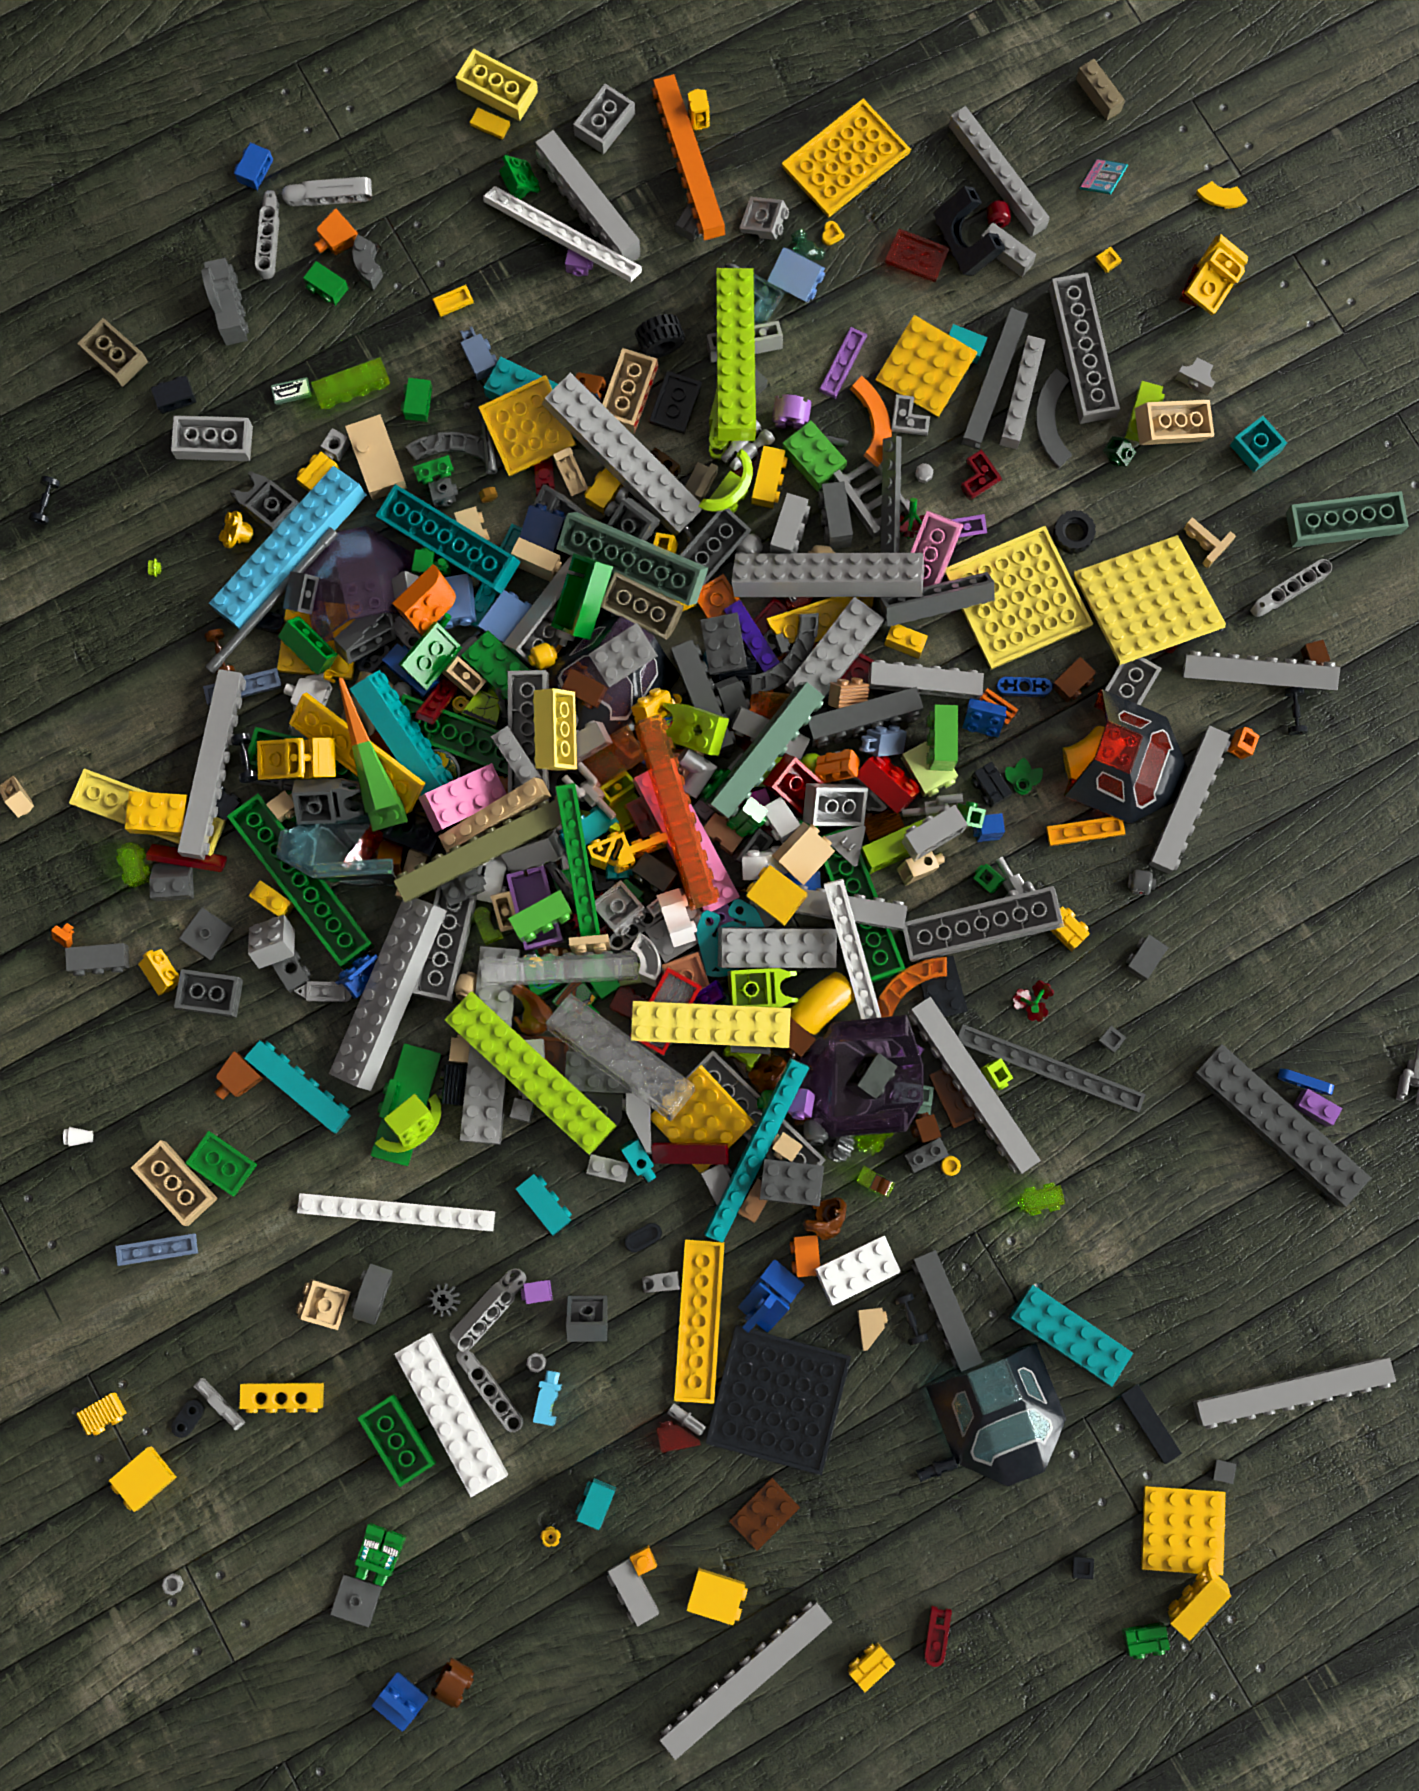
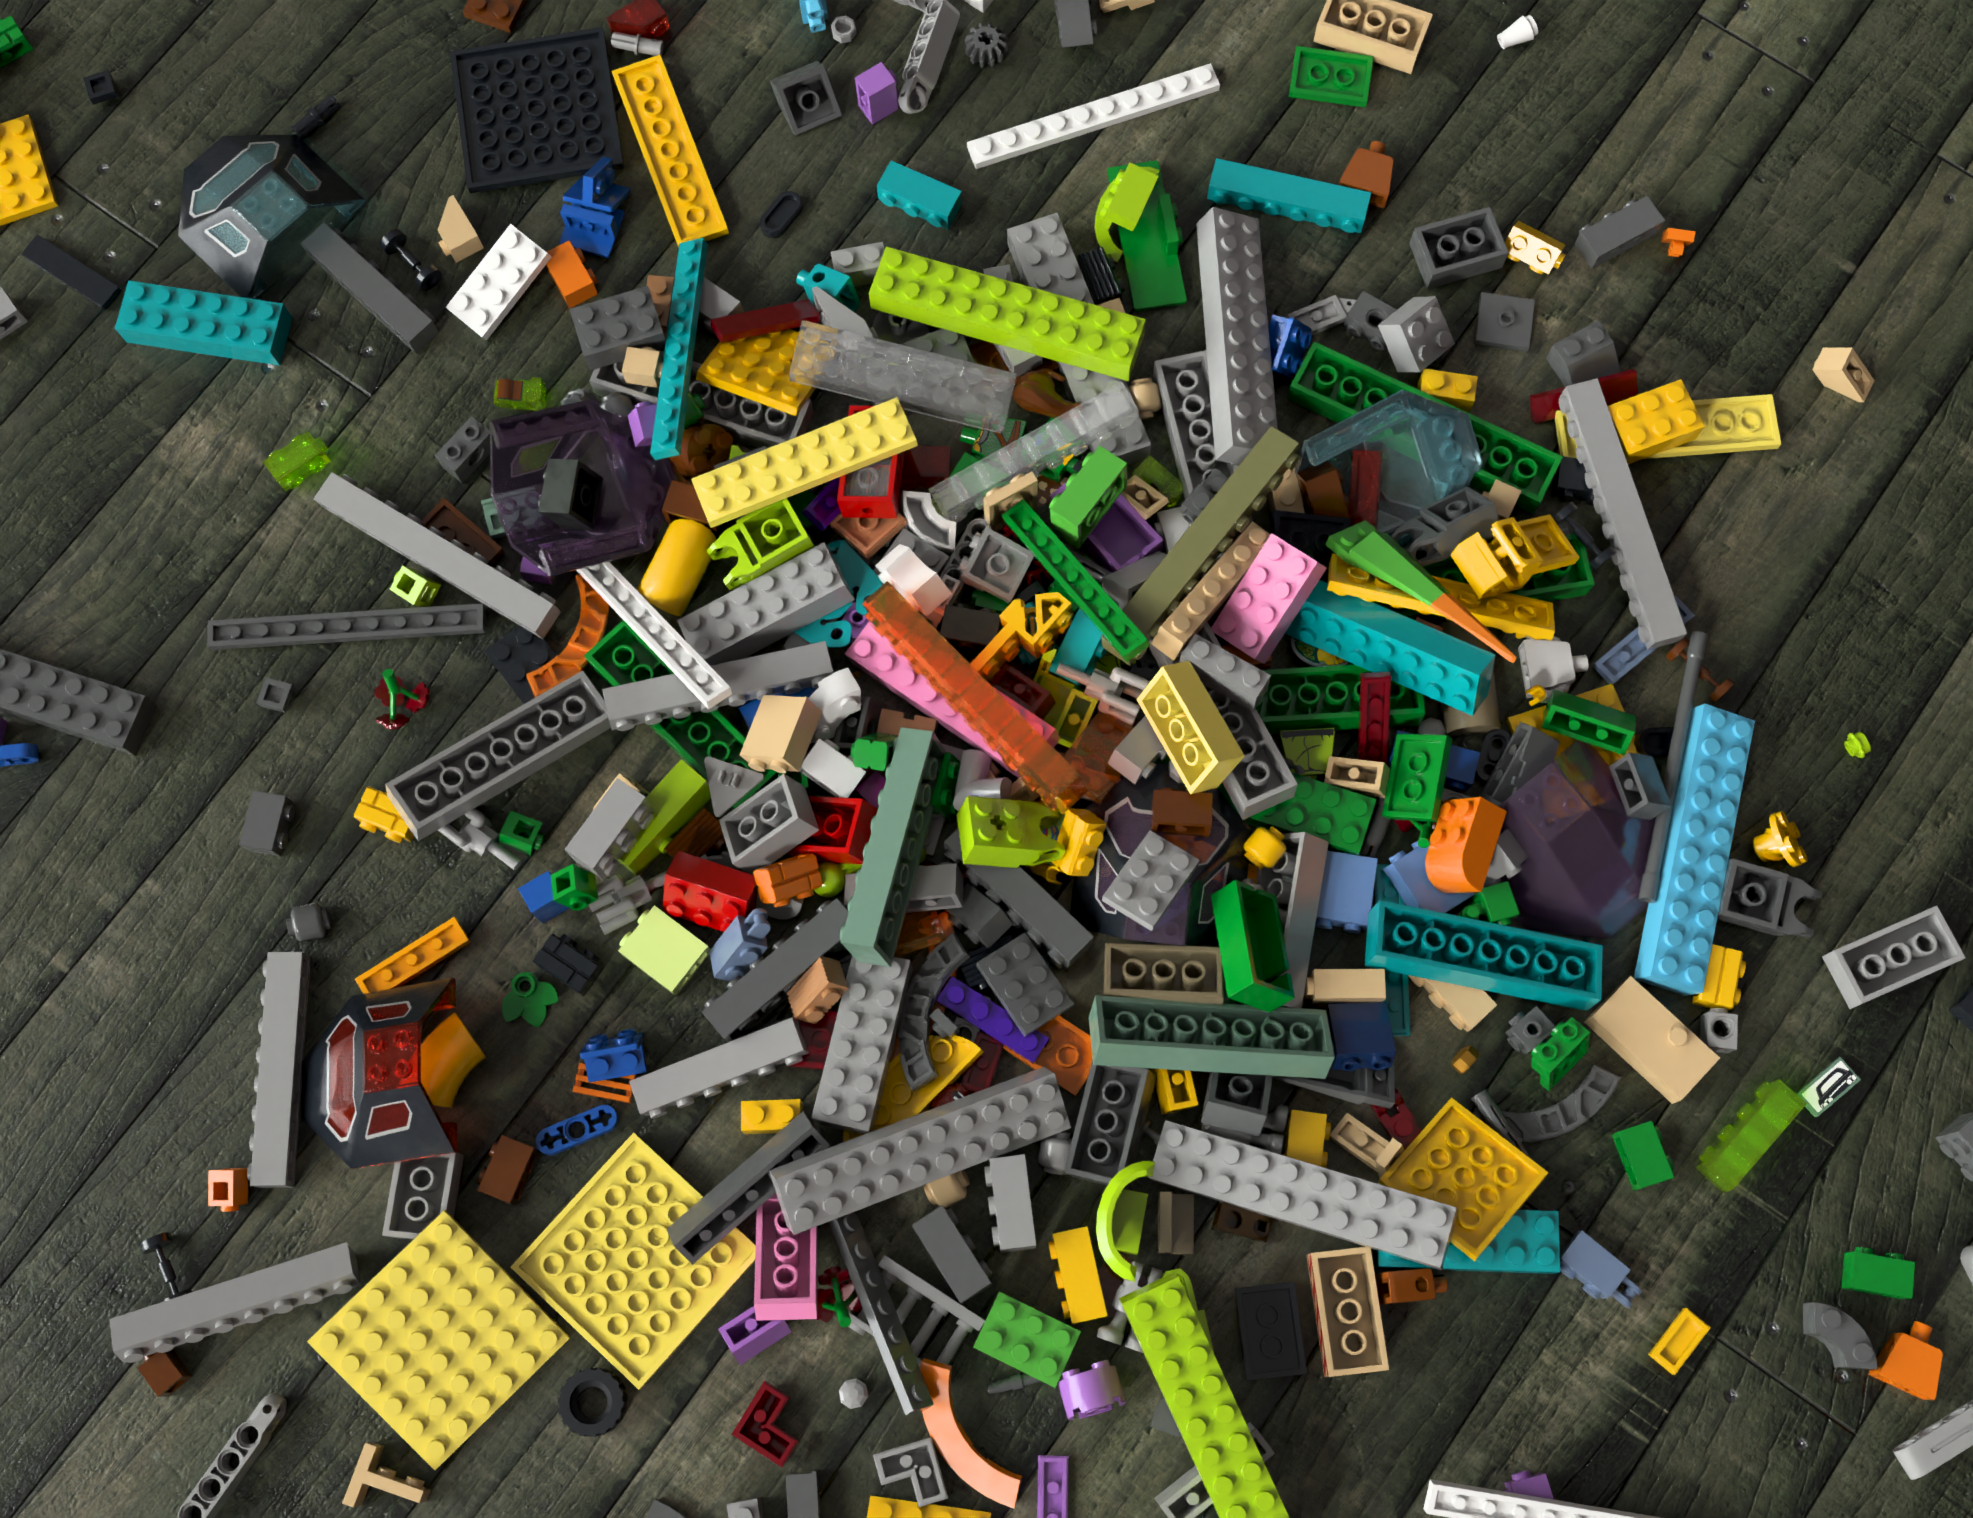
camera: 160 degrees right, 5 degrees down
(132, 861) = (1646, 357): clear neon green brick -> none
(457, 701) = (1346, 742): yellow plate -> none
(660, 335) = (1343, 1418): black tyre -> none
(661, 1282) = (733, 172): light grey leg -> none
(776, 894) = (791, 658): yellow brick -> none
(827, 1222) = (555, 321): reddish brown piece -> none
(925, 1128) = (474, 472): reddish brown brick -> none
(942, 737) = (656, 981): bright green brick -> none
(950, 1166) = (427, 456): yellow tile -> none

